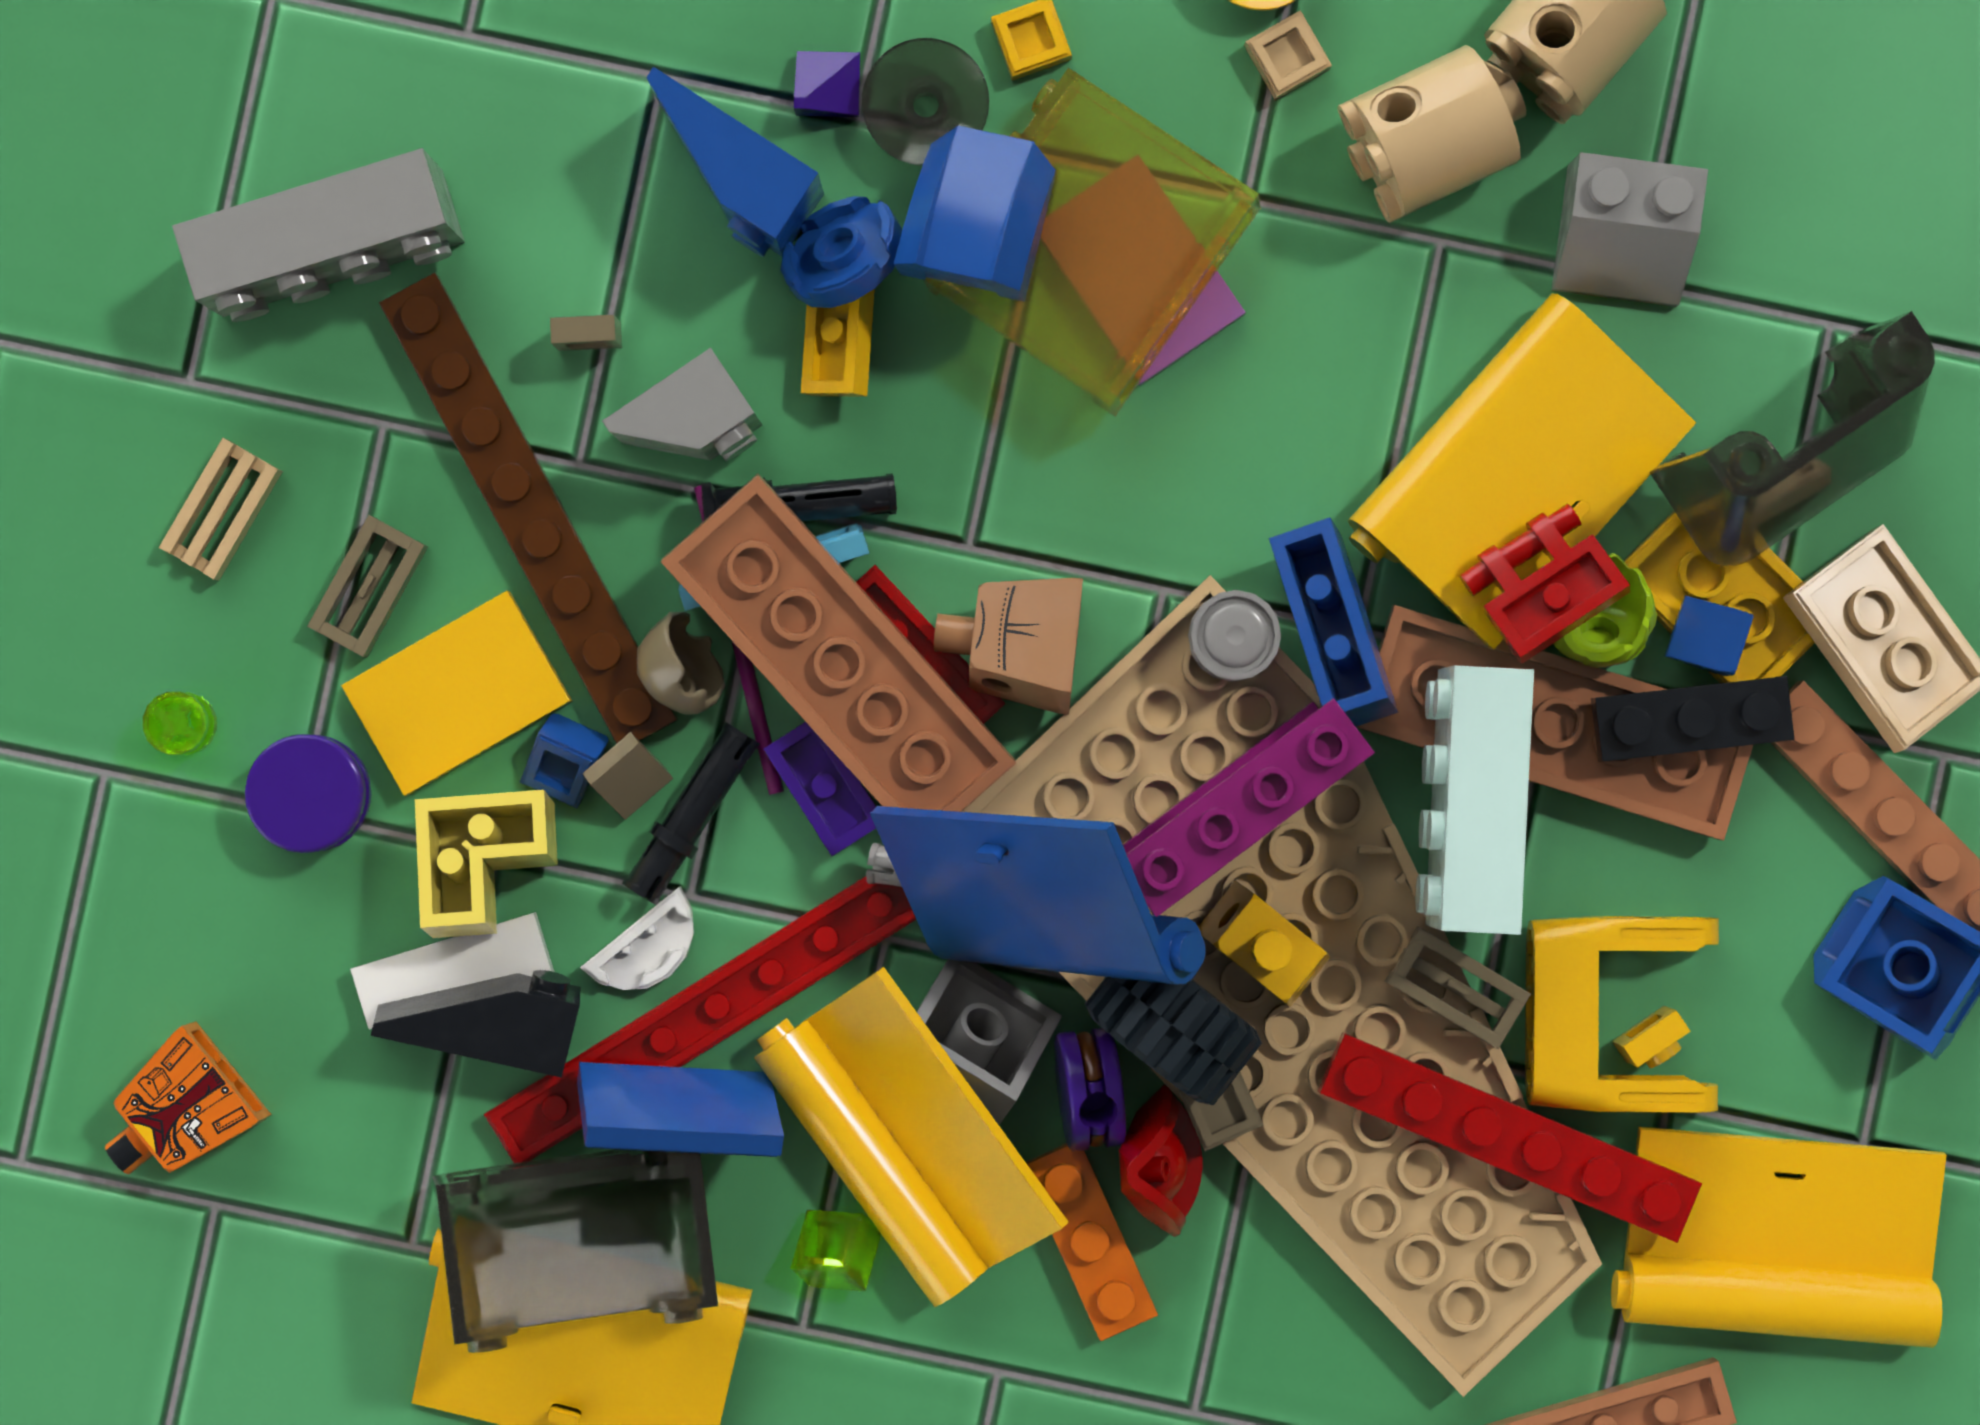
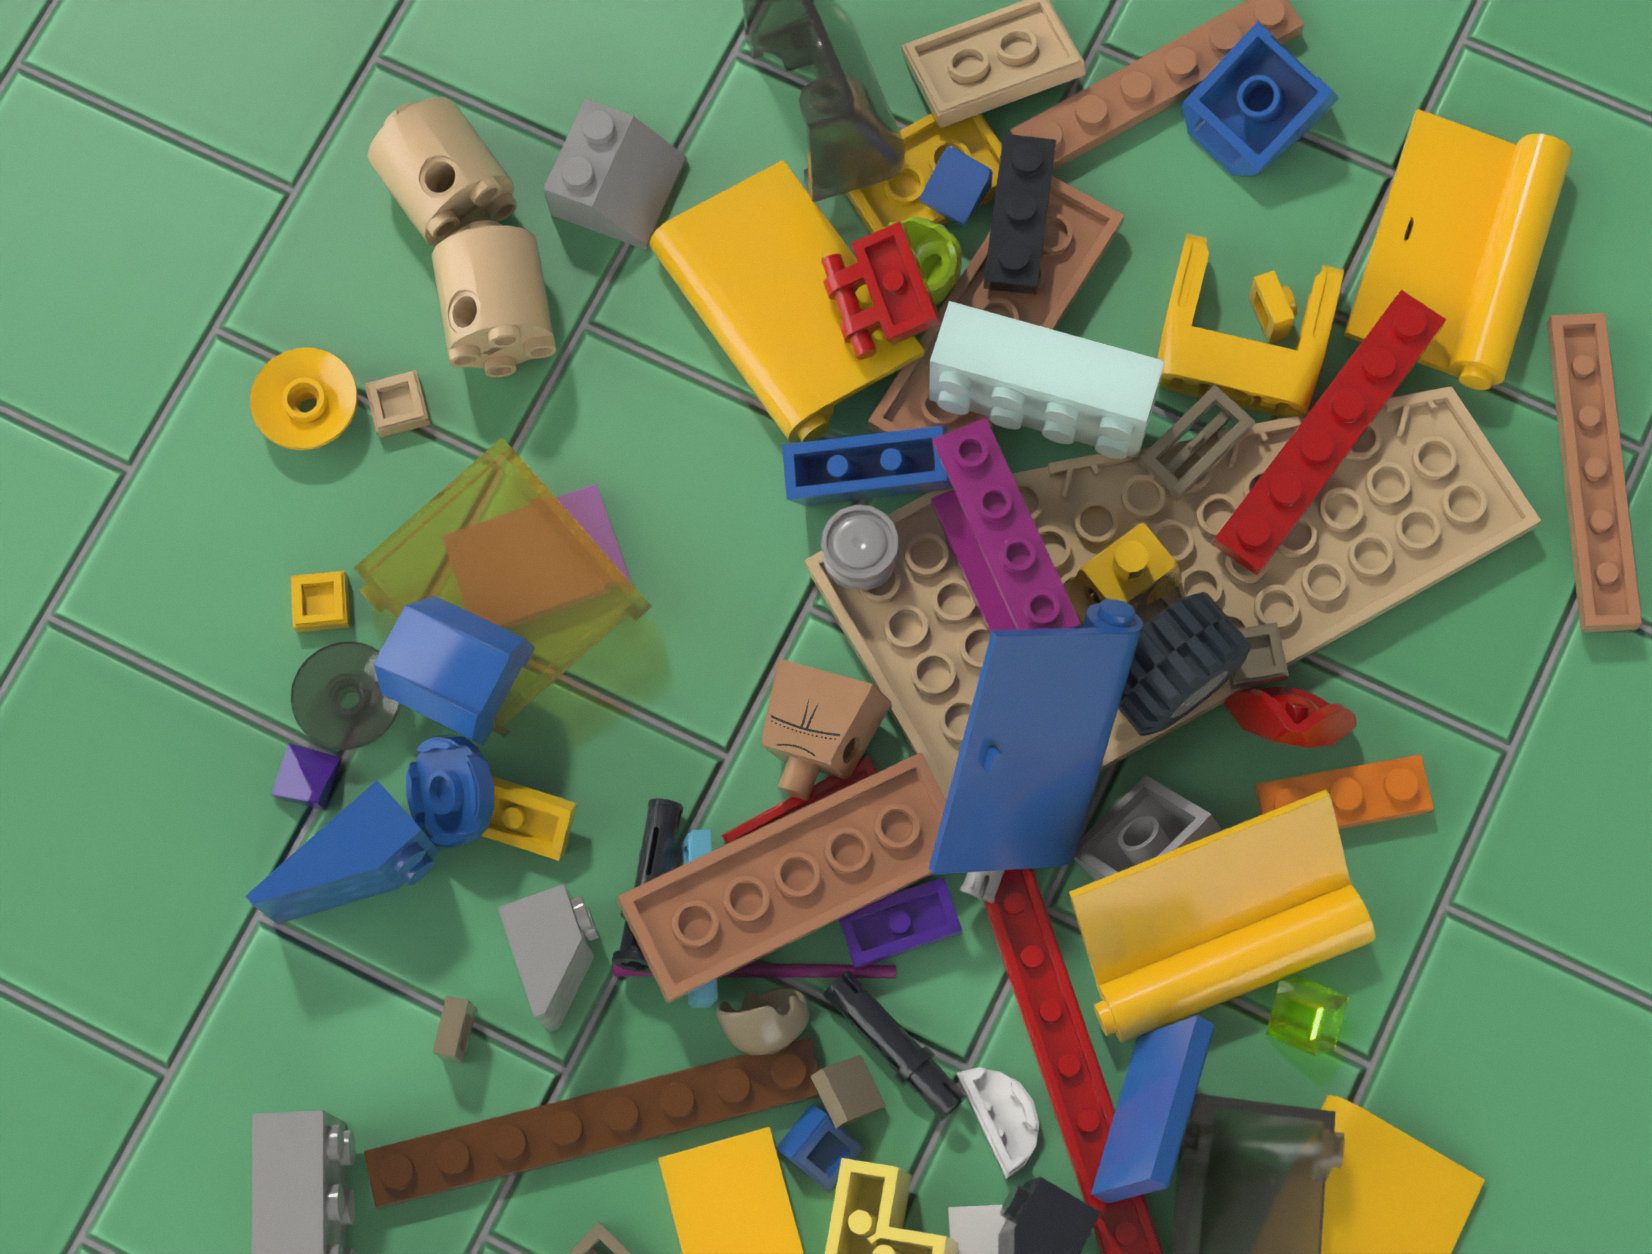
camera: 65 degrees left, 15 degrees down
(1090, 1089) = (1214, 758): dark purple head -> none

